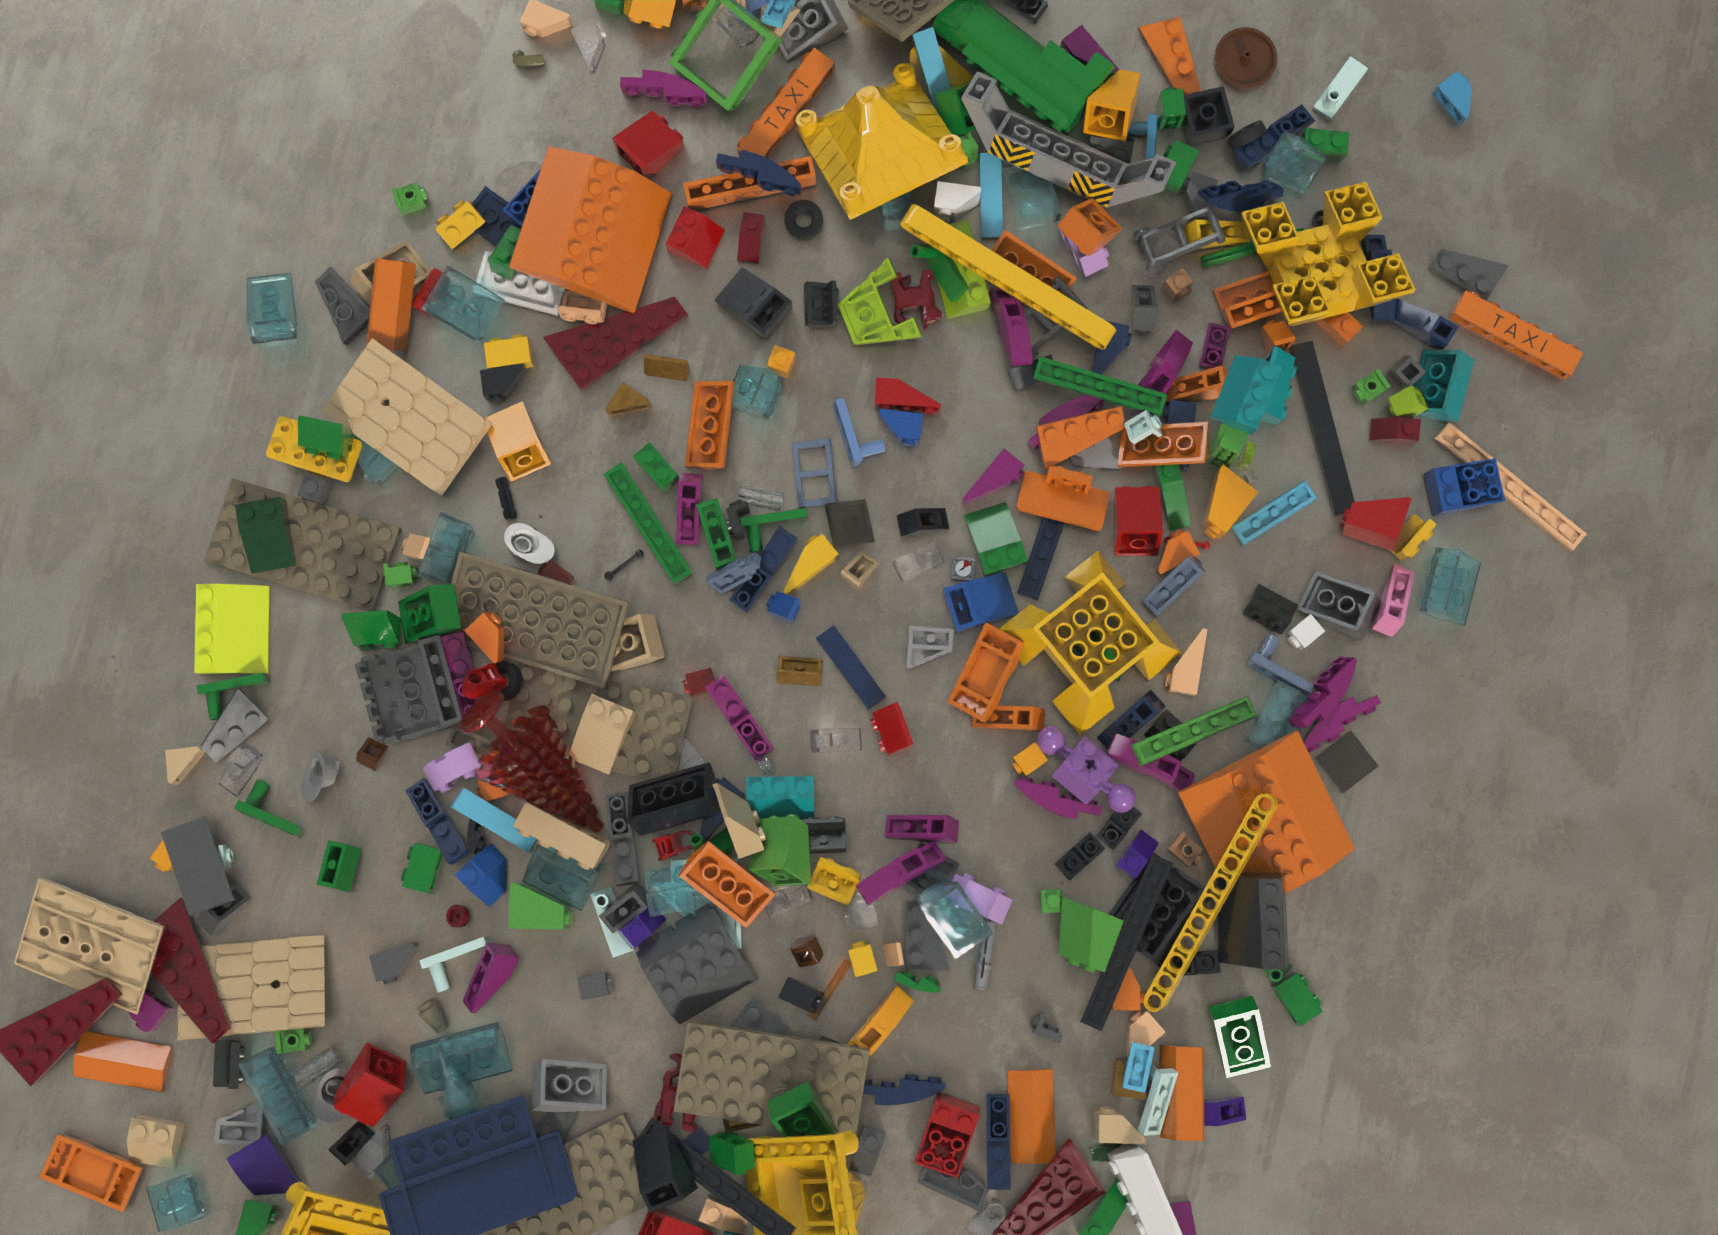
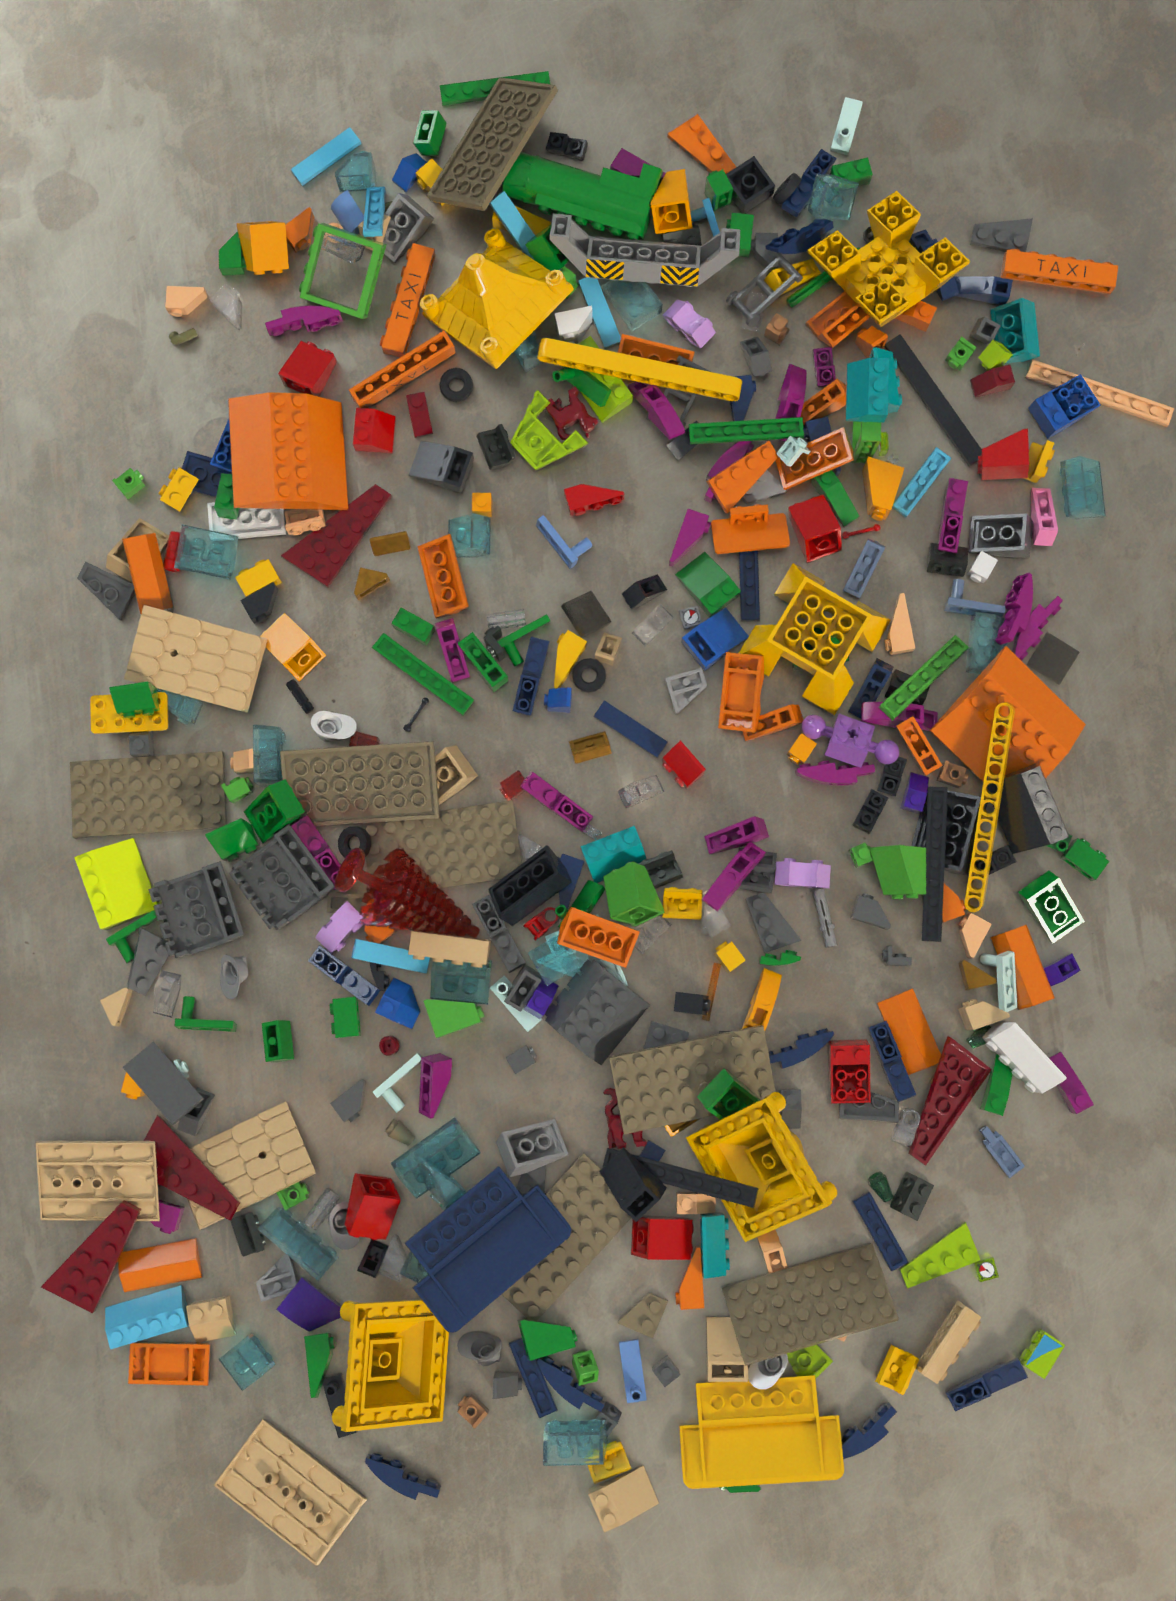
camera: 20 degrees left, 0 degrees up
(85, 1112) = (146, 1317): none -> medium azure slope
(266, 534) = (116, 796): dark green slope -> none
(271, 308) = (49, 613): clear light blue slope -> none
(304, 691) = (196, 911): none -> dark grey slope
(371, 753) = (268, 942): reddish brown slope -> none
(482, 680) = (338, 848): red piece -> none
(488, 635) = (329, 809): orange slope -> none
(601, 734) = (450, 855): tan slope -> none
(732, 1152) = (683, 1149): green brick -> none
(734, 573) = (509, 687): sand blue hinge -> none
(740, 822) = (590, 883): tan slope -> none
(768, 173) = (417, 356): dark blue slope -> none
(798, 474) = (541, 557): sand blue window -> none
(807, 951) = (681, 968): reddish brown slope -> none
(832, 578) = (589, 686): none -> black tyre
(893, 954) = (751, 944): light nougat slope -> none
(903, 425) = (599, 520): blue slope -> none
(953, 916) = (789, 894): clear light blue slope -> none
(1036, 967) = (869, 912): none -> dark grey slope
(1089, 226) = (689, 306): orange slope -> none
(1138, 1067) = (980, 959): medium azure plate -> none
(1159, 805) = (919, 746): none -> orange slope
(1177, 550) = (856, 539): orange slope -> none
(1245, 58) = (762, 129): reddish brown piece -> none
(1293, 563) = (952, 515): none -> magenta slope
(1455, 96) = (940, 99): dark azure slope -> none

